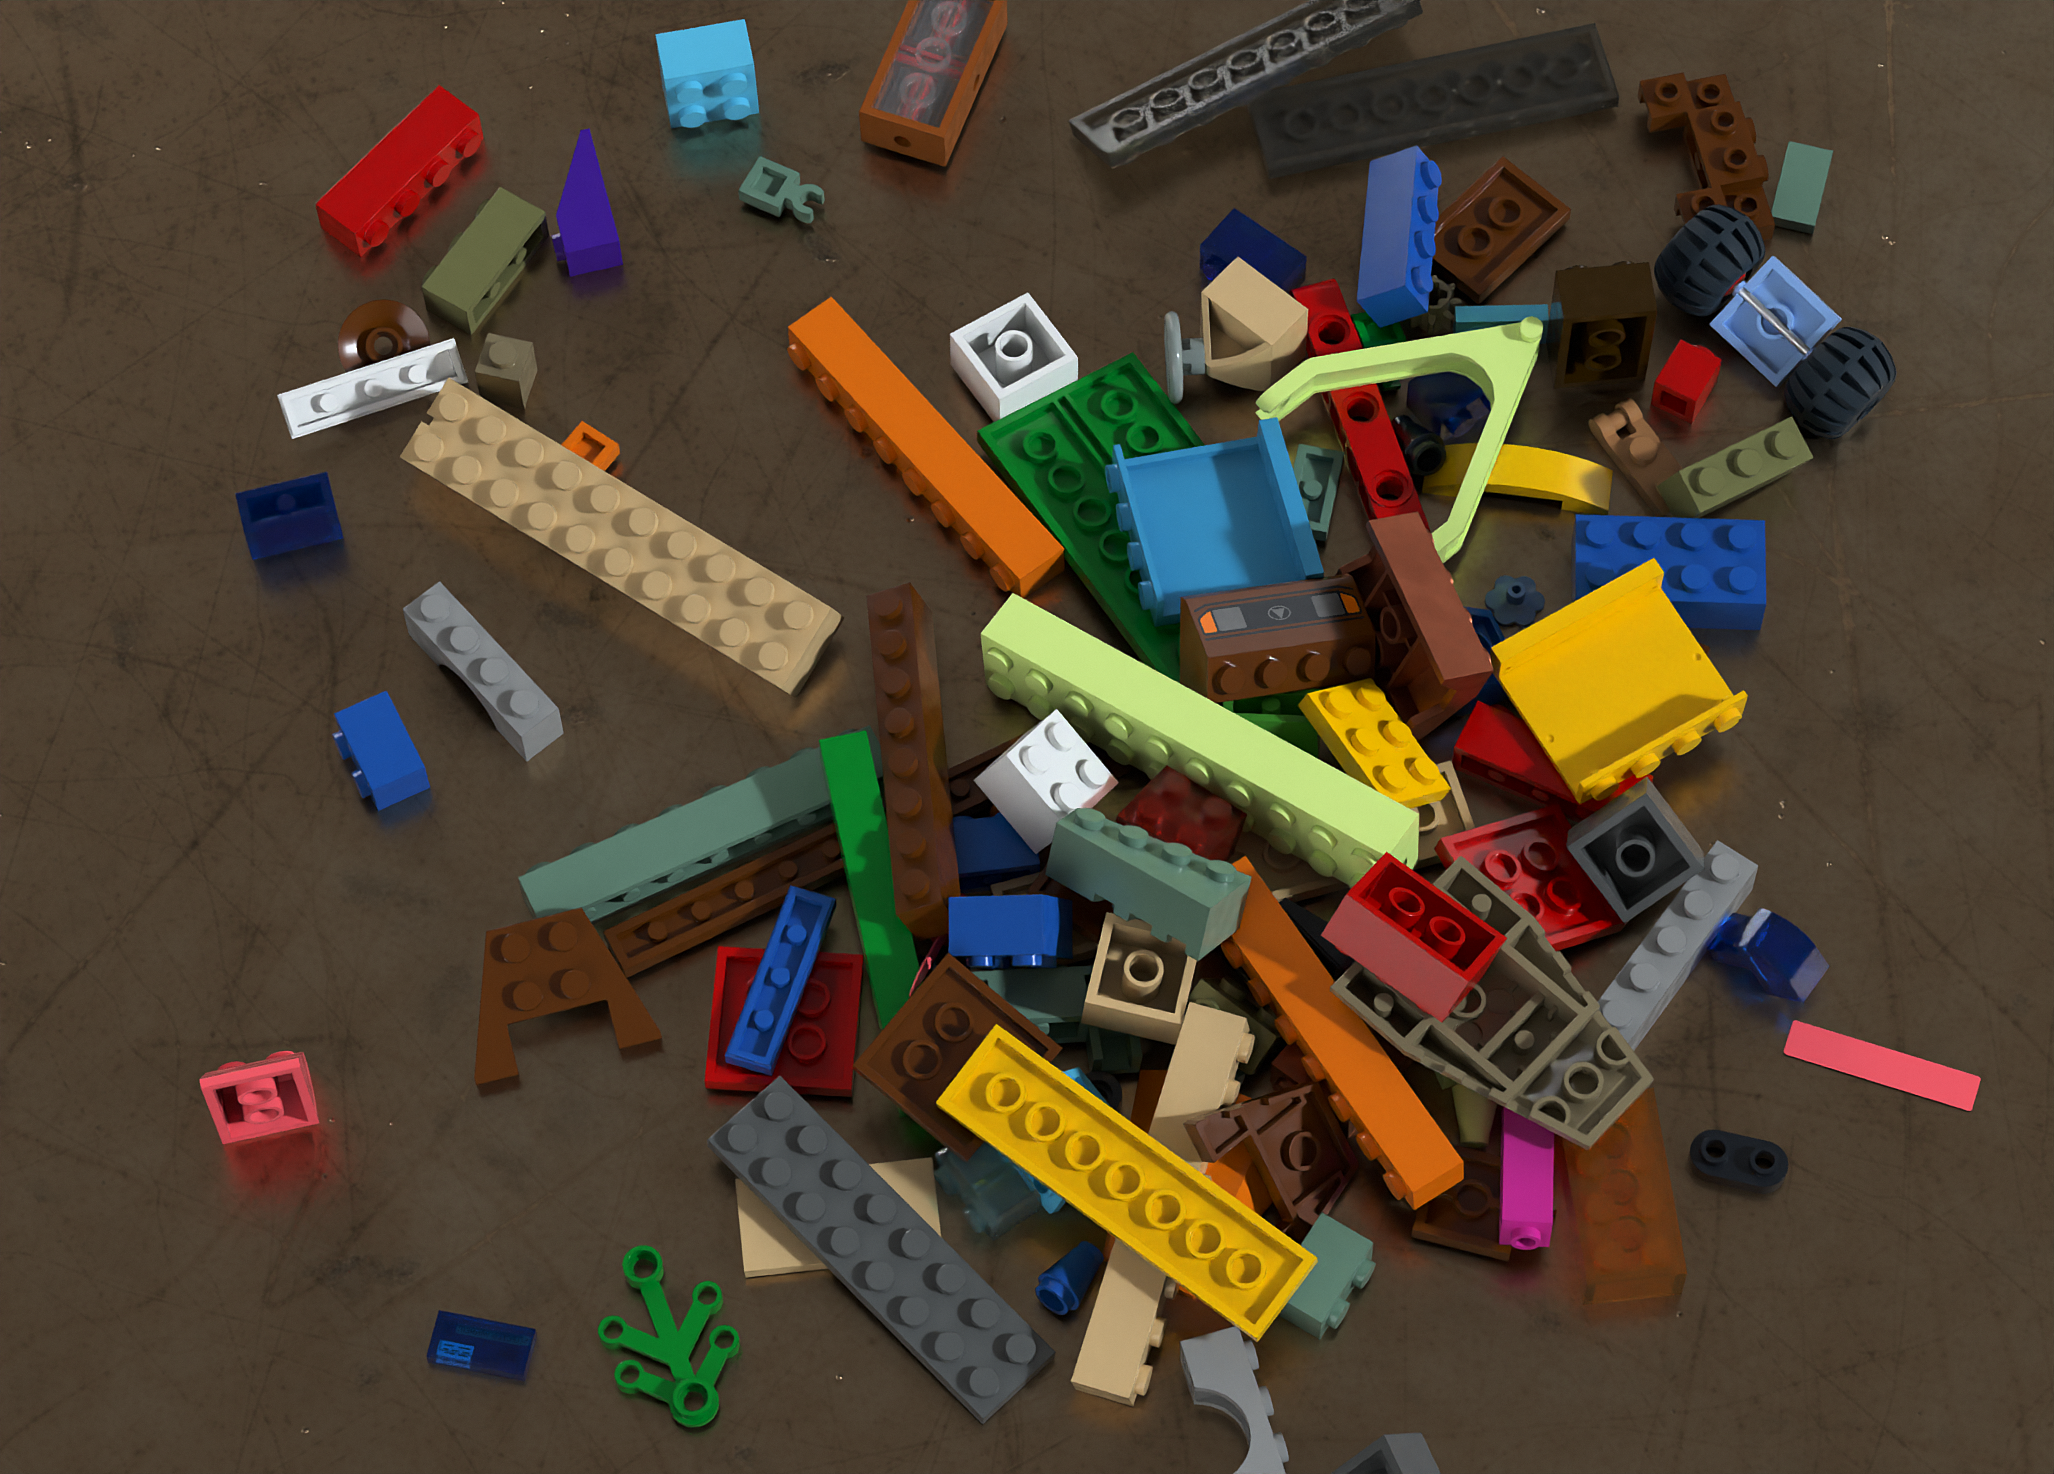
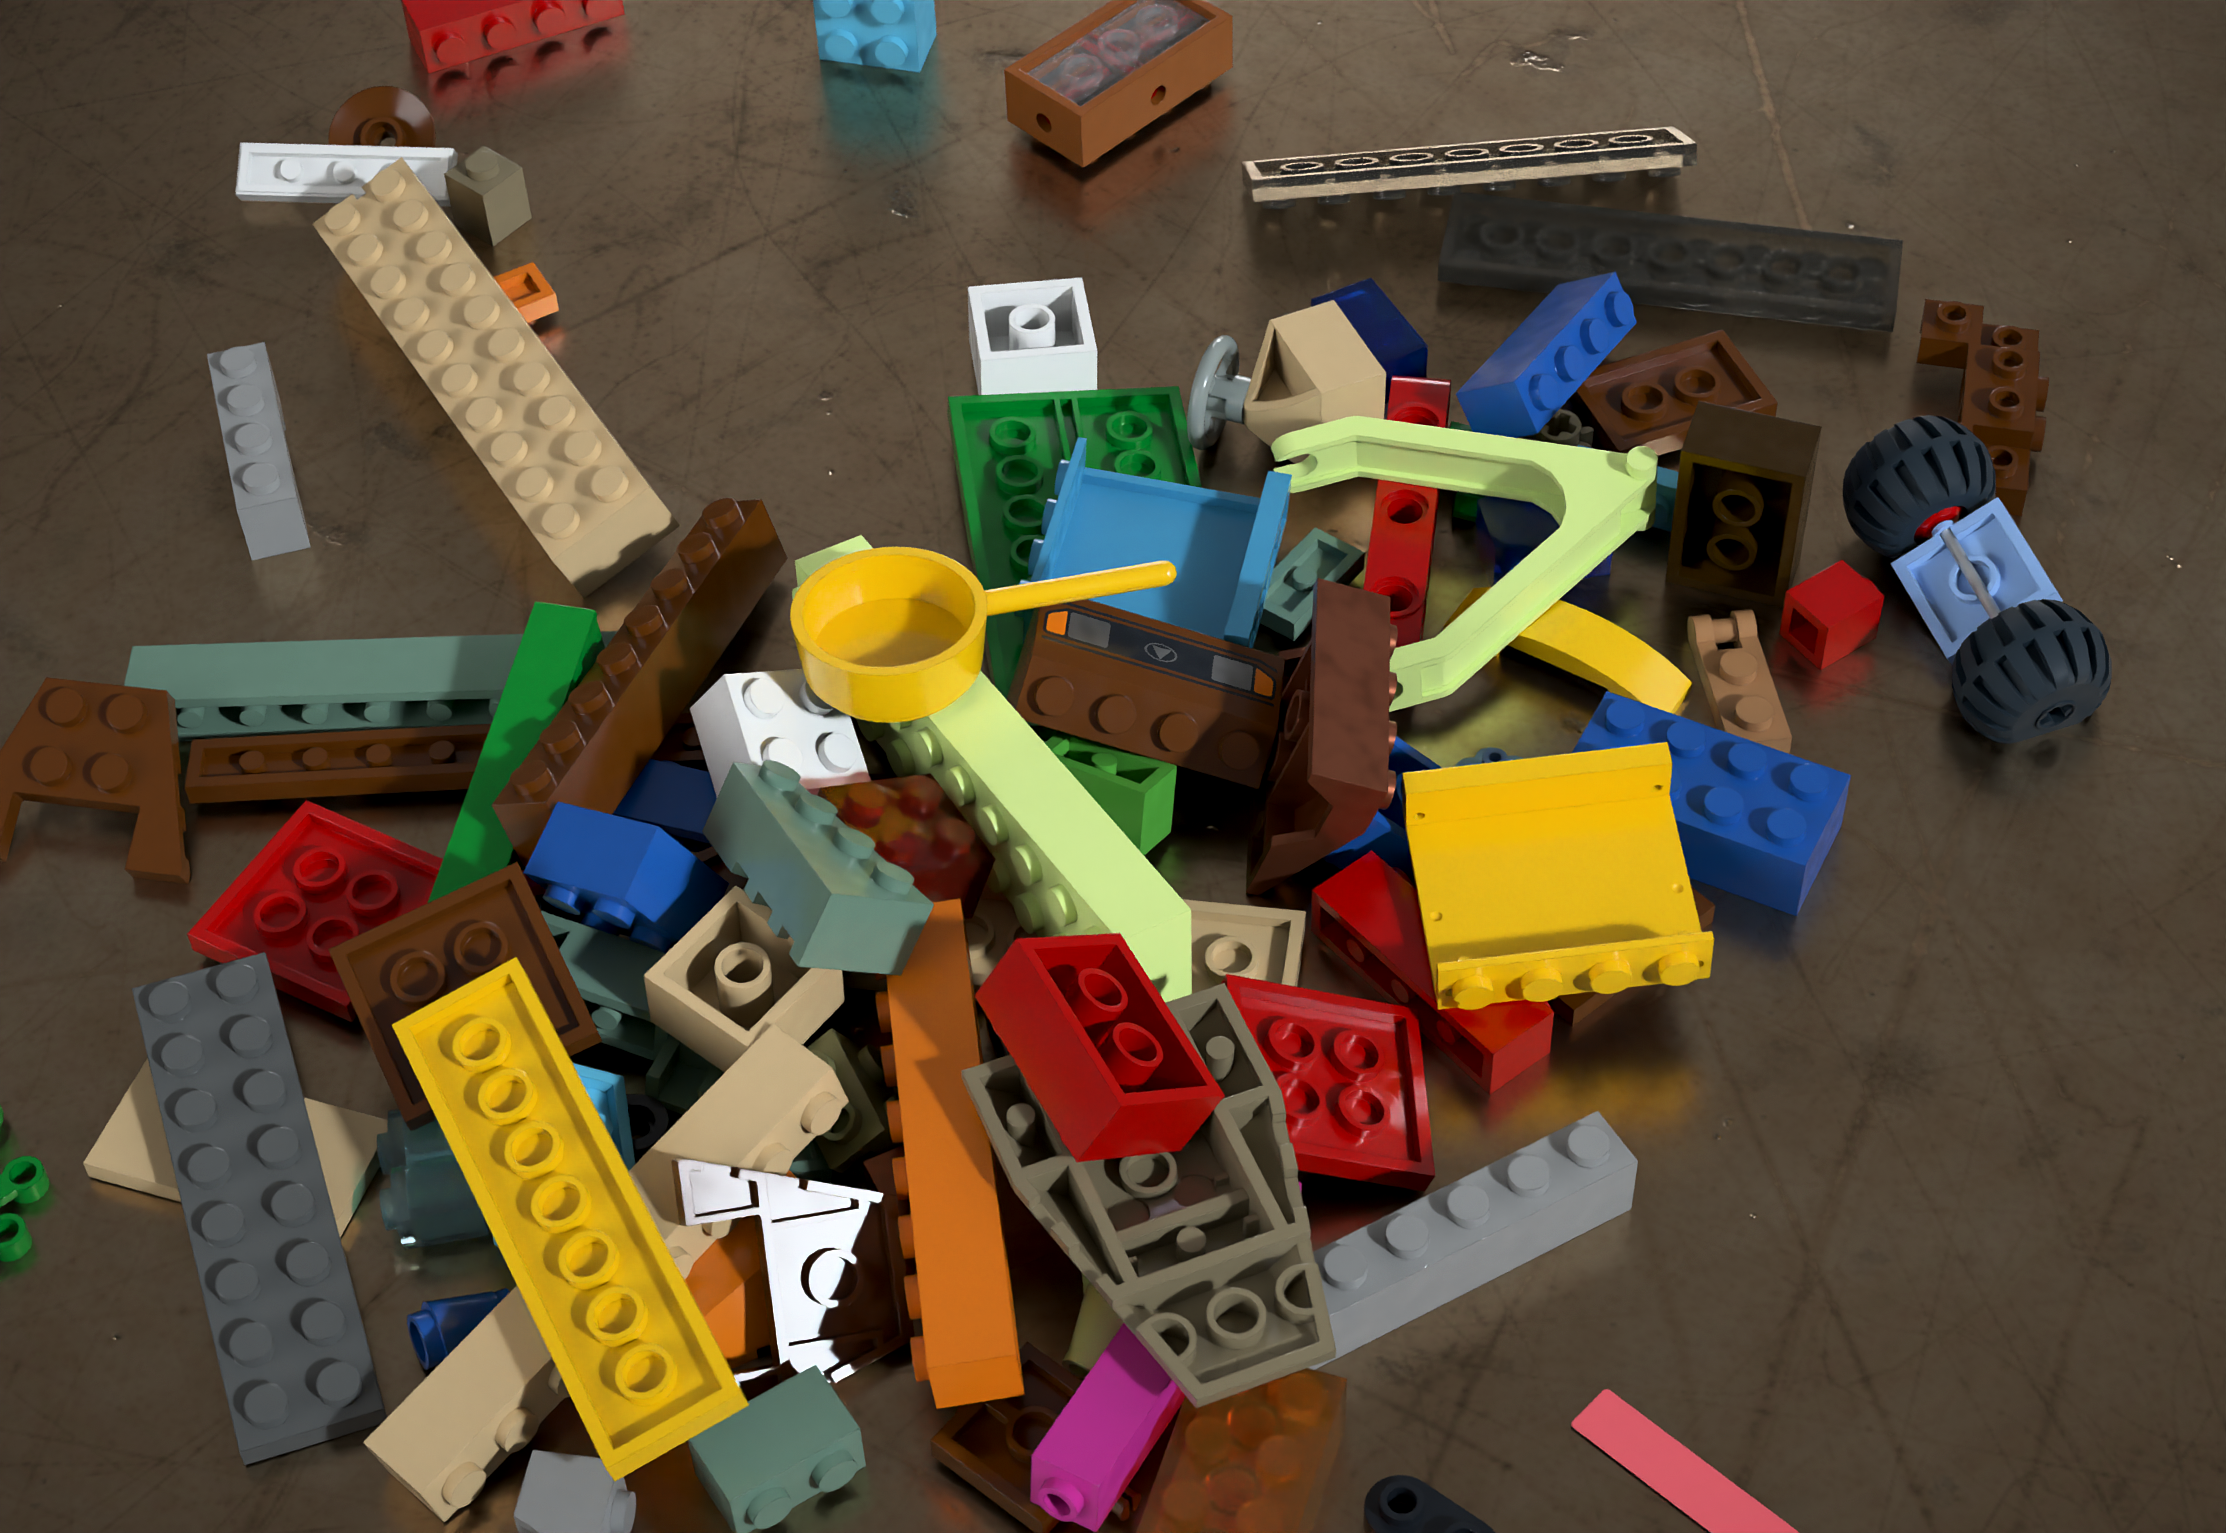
camera: 25 degrees right, 15 degrees down
(289, 515) = (168, 246): clear blue brick -> none
(381, 751) = (97, 489): blue brick -> none
(484, 260) = (542, 100): olive brick -> none
(584, 216) = (672, 91): dark purple slope -> none
(776, 187) = (887, 128): sand green plate -> none
(780, 980) = (343, 858): blue tile -> none
(925, 449) = (881, 394): orange brick -> none
(1114, 673) = (906, 627): none -> yellow piece
(1374, 743) = (1207, 845): yellow plate -> none
(1420, 447) = (1456, 575): black cone -> none
(1635, 849) = (1477, 1078): dark grey brick -> none
(1736, 471) = (1845, 715): olive brick -> none
(1775, 952) = (1612, 1284): clear blue brick -> none
(1801, 187) = (2082, 472): sand green tile -> none

